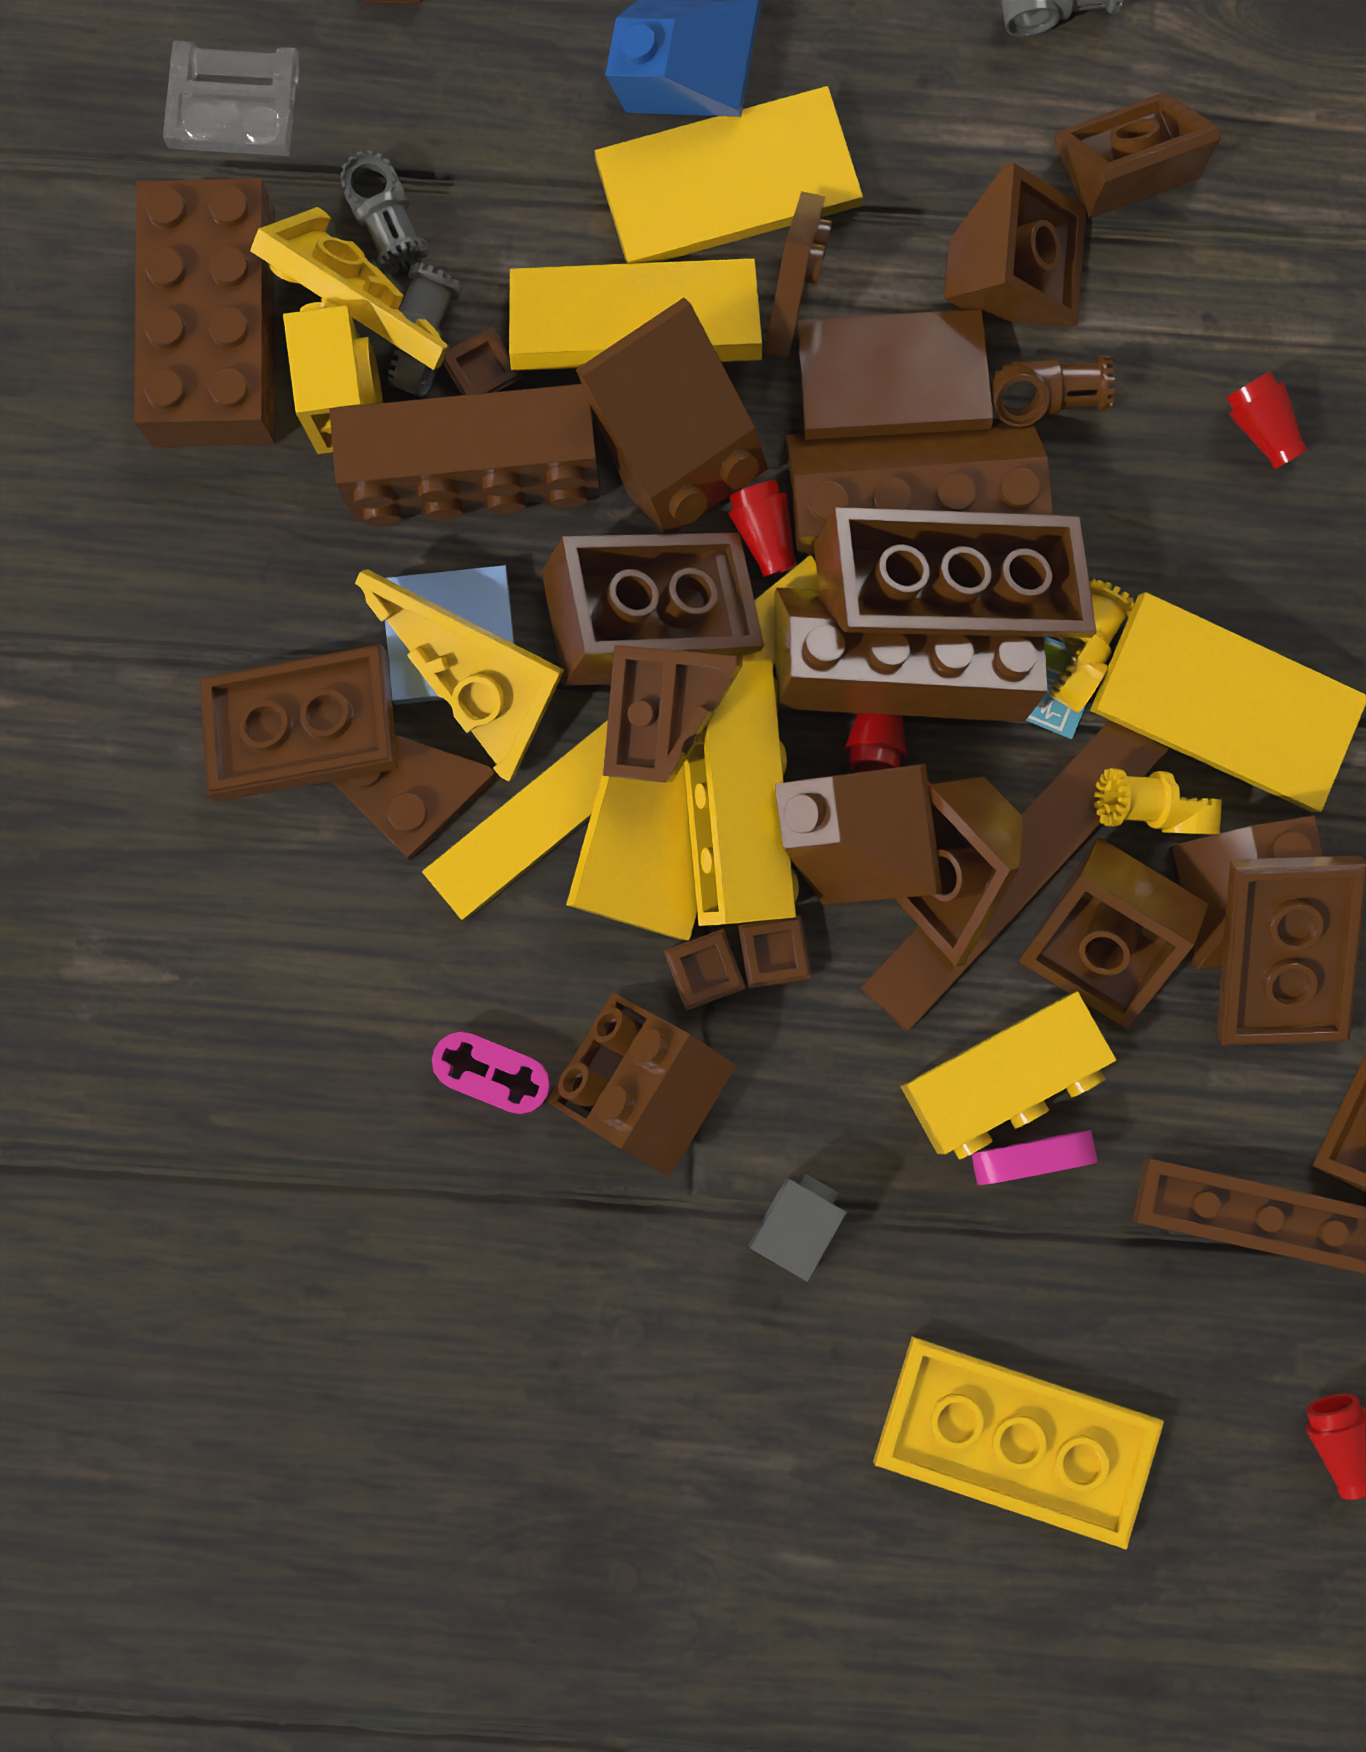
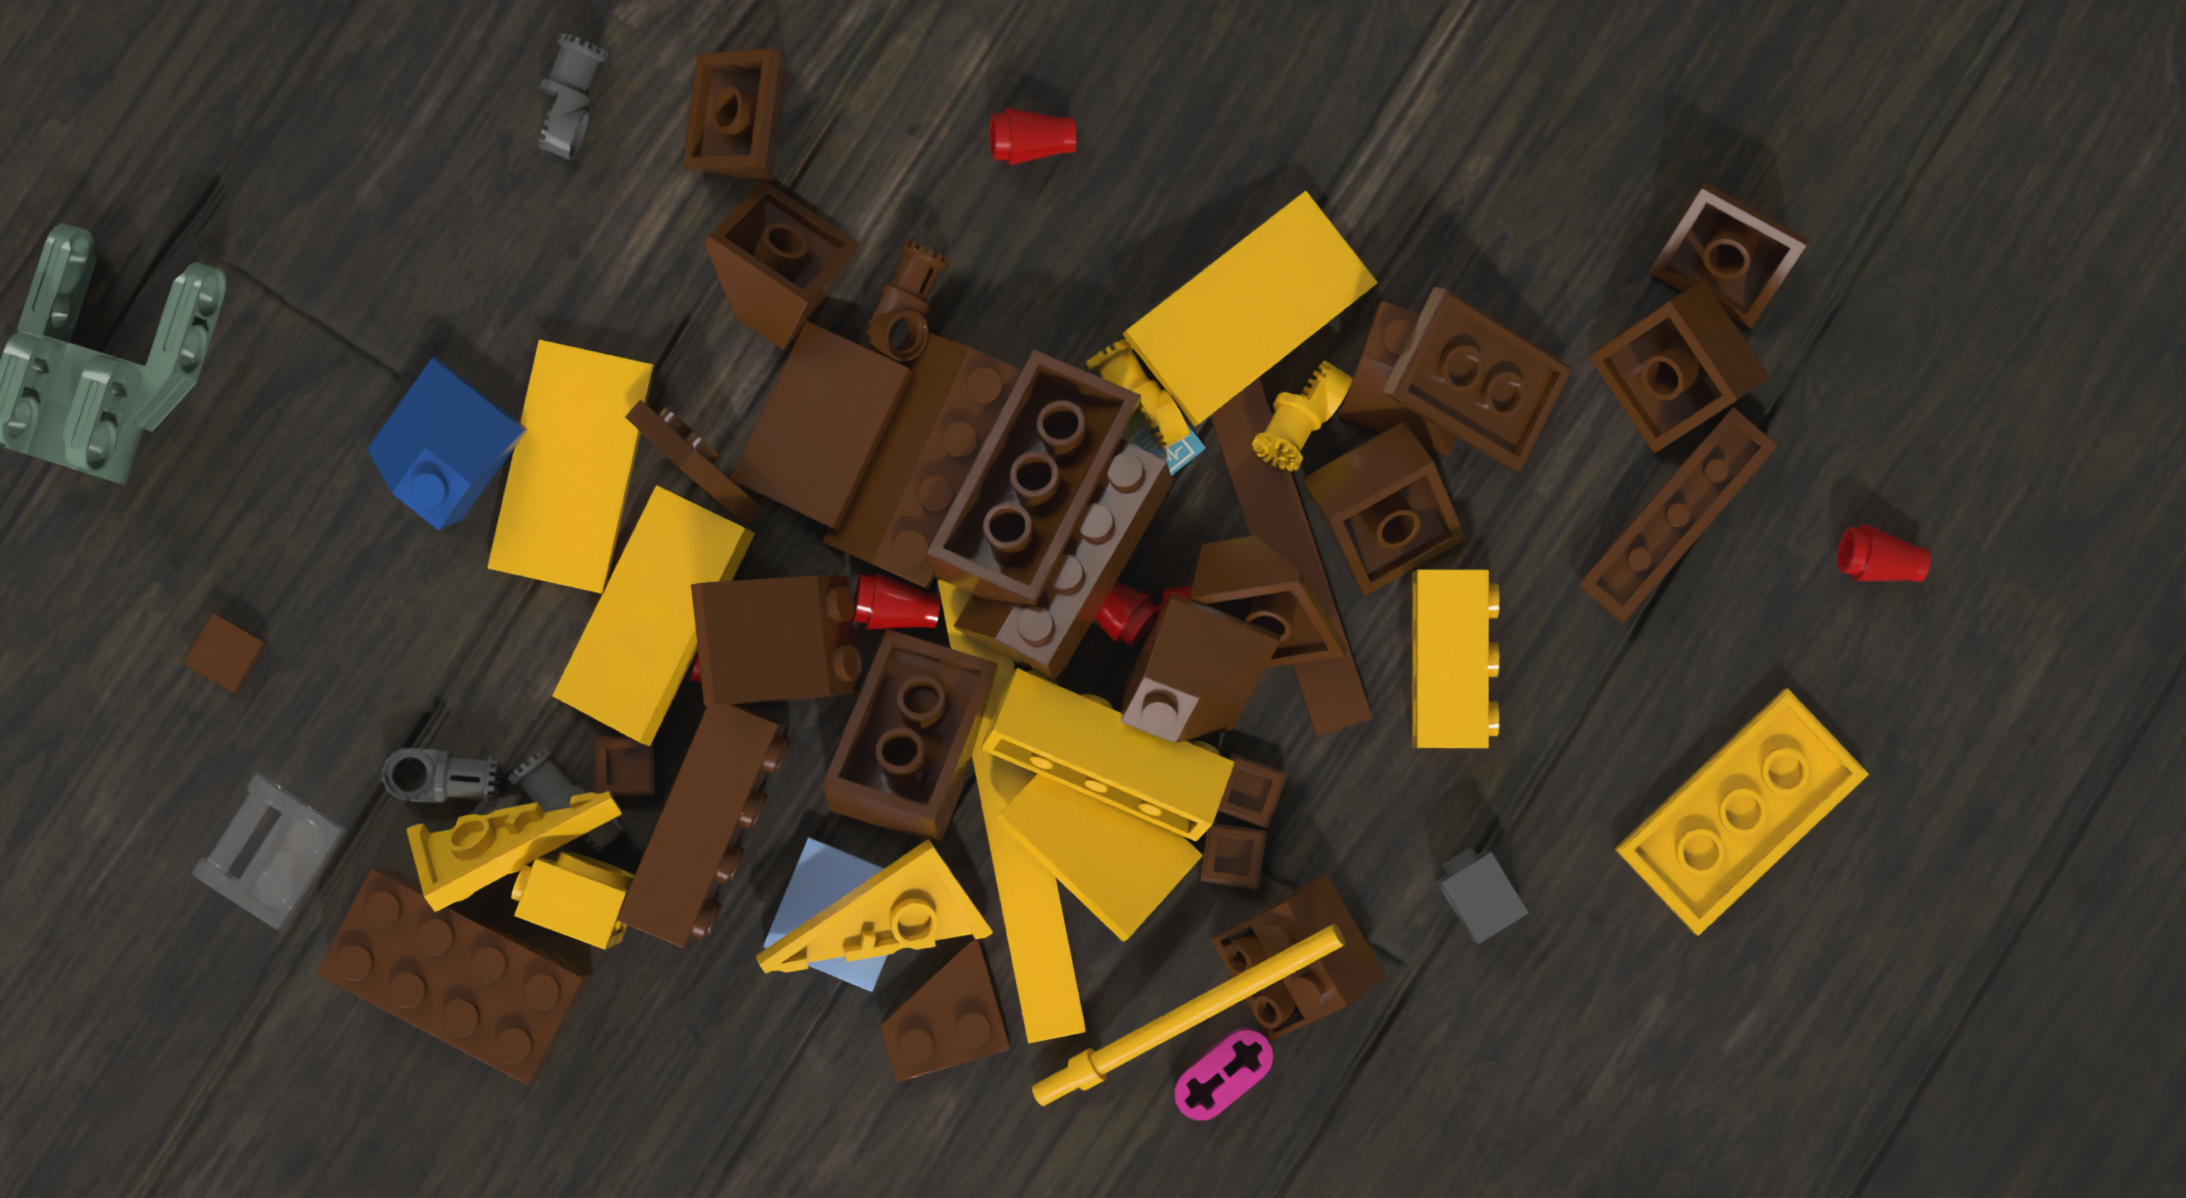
camera: 60 degrees left, 5 degrees up
(298, 723) = (850, 1080): reddish brown tile -> none
(432, 943) = (1092, 1066): none -> yellow bar
(661, 708) = (1012, 782): reddish brown wing -> none
(1034, 1157) = (1528, 674): dark pink beam -> none

